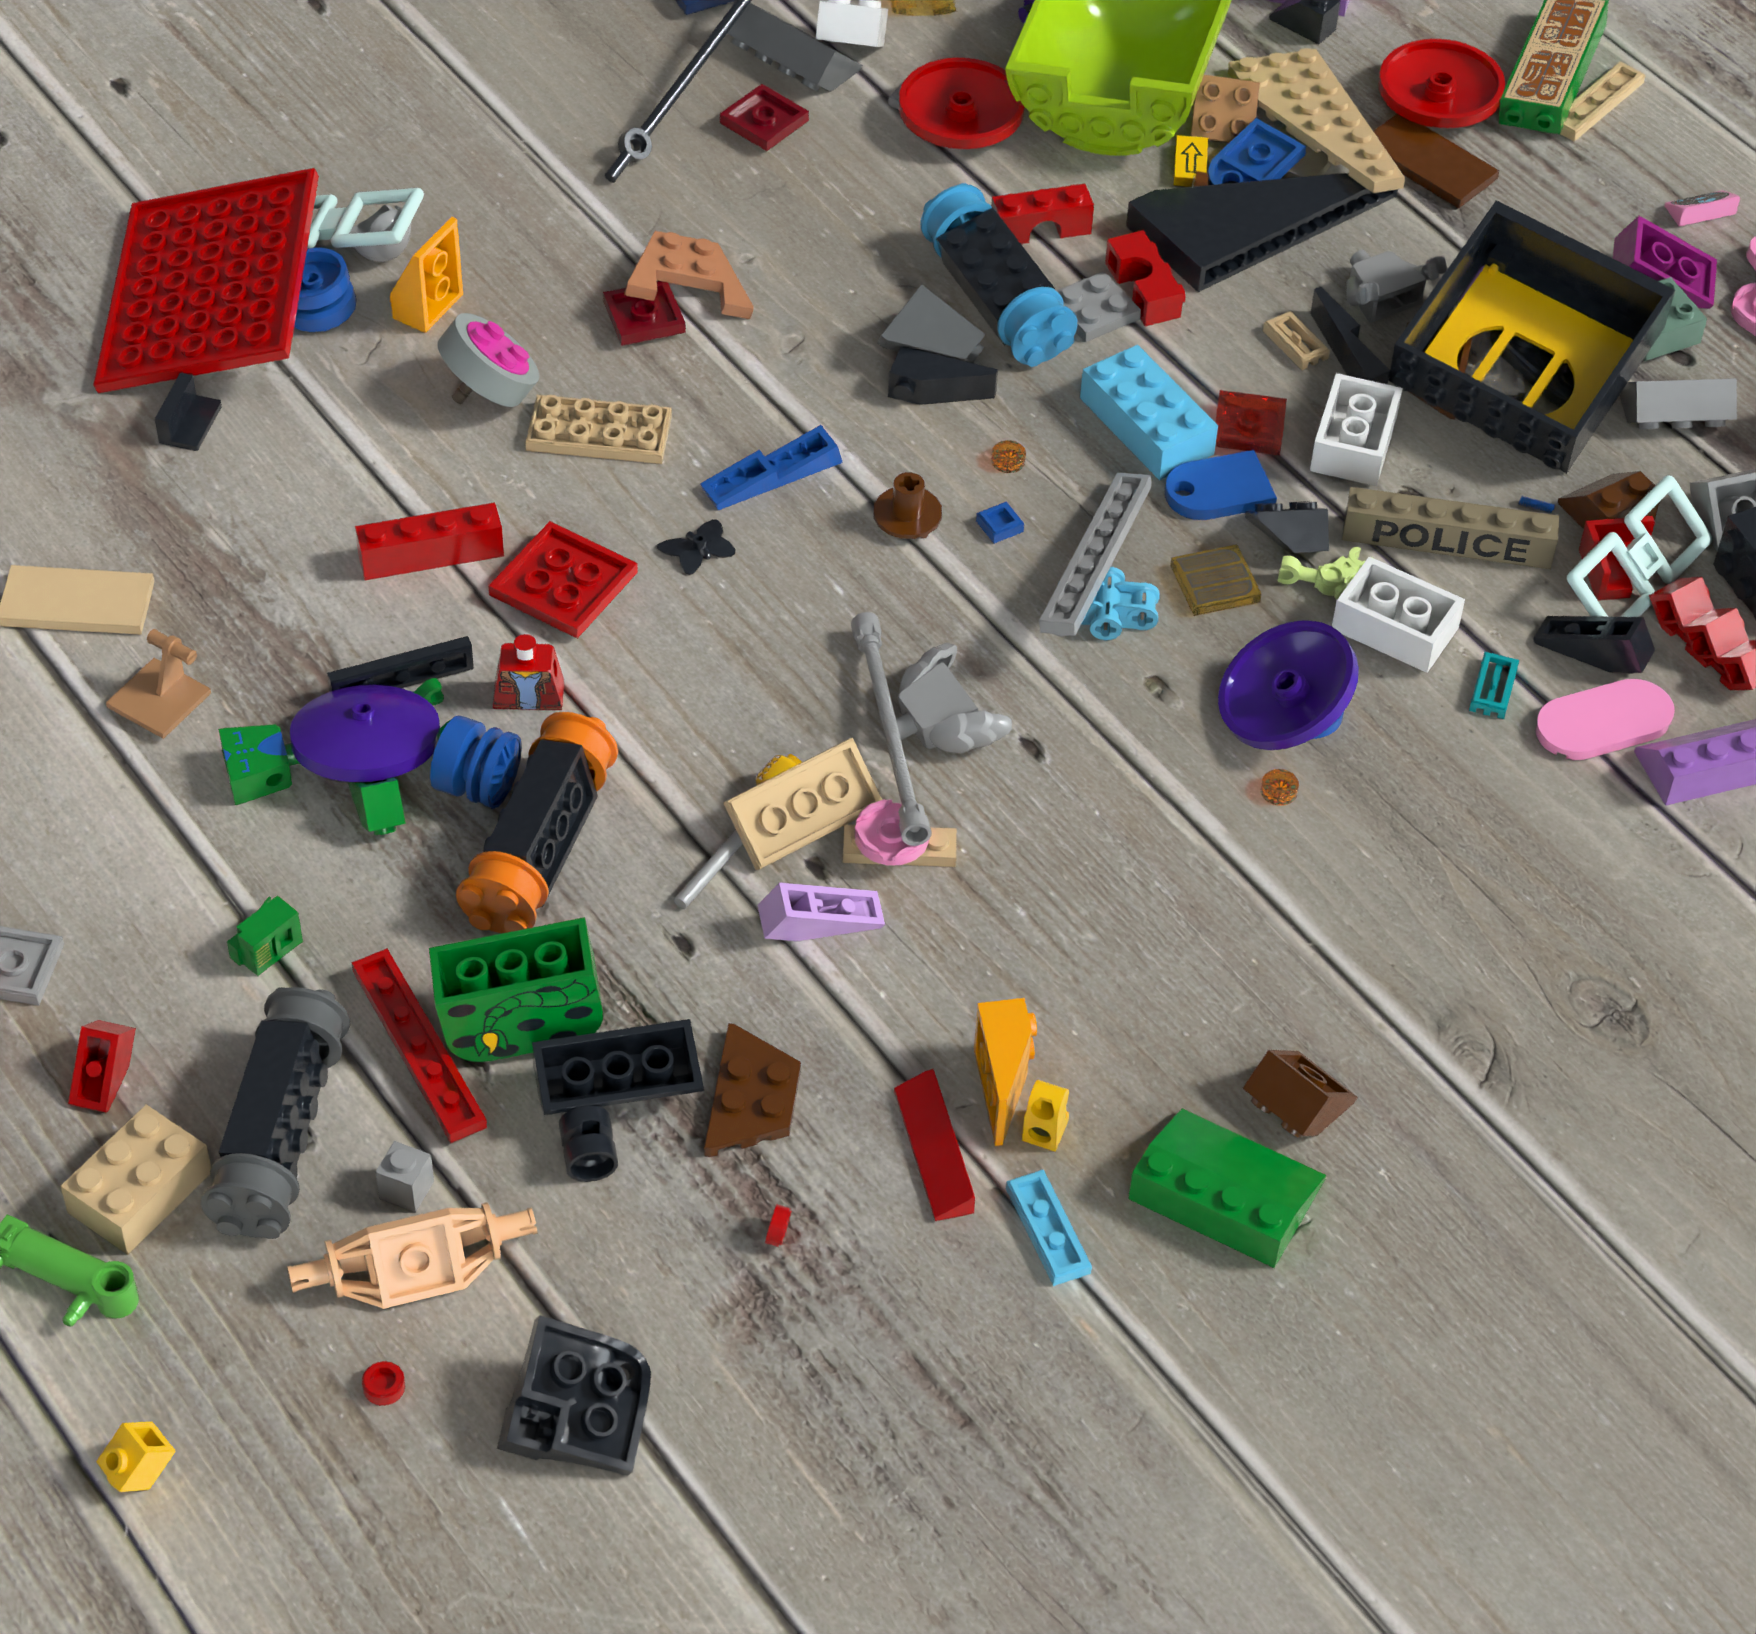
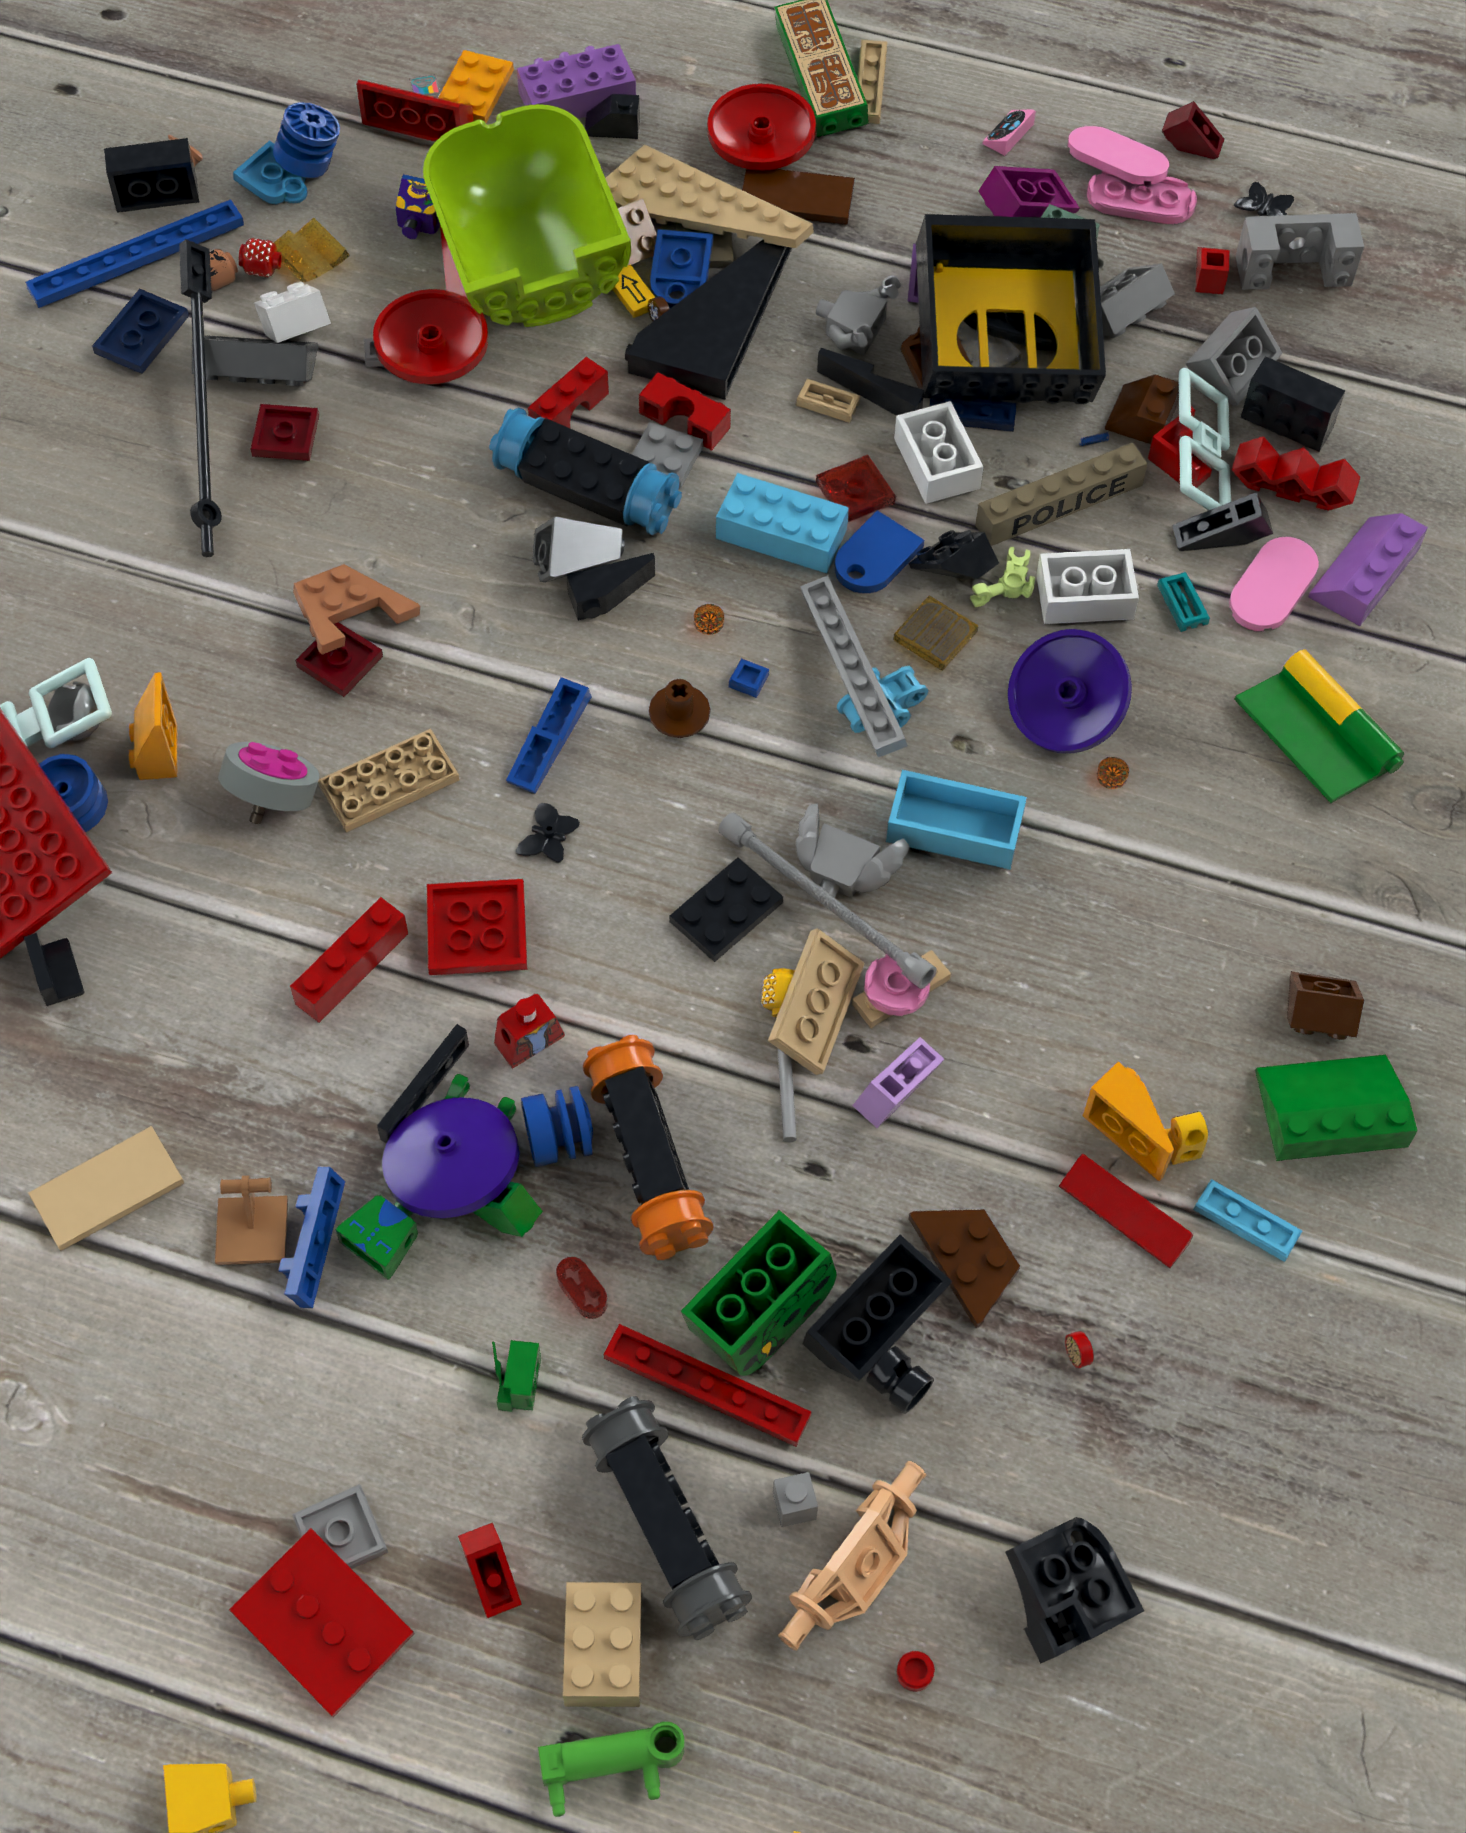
camera: 35 degrees left, 10 degrees up
(200, 730) = (320, 1216): none -> blue hinge
(378, 906) = (588, 1283): none -> clear red beam
(799, 691) = (726, 909): none -> black plate
(1078, 733) = (956, 819): none -> medium azure piece
(1437, 425) = (983, 413): none -> dark blue tile
(1530, 864) = (1321, 727): none -> green door

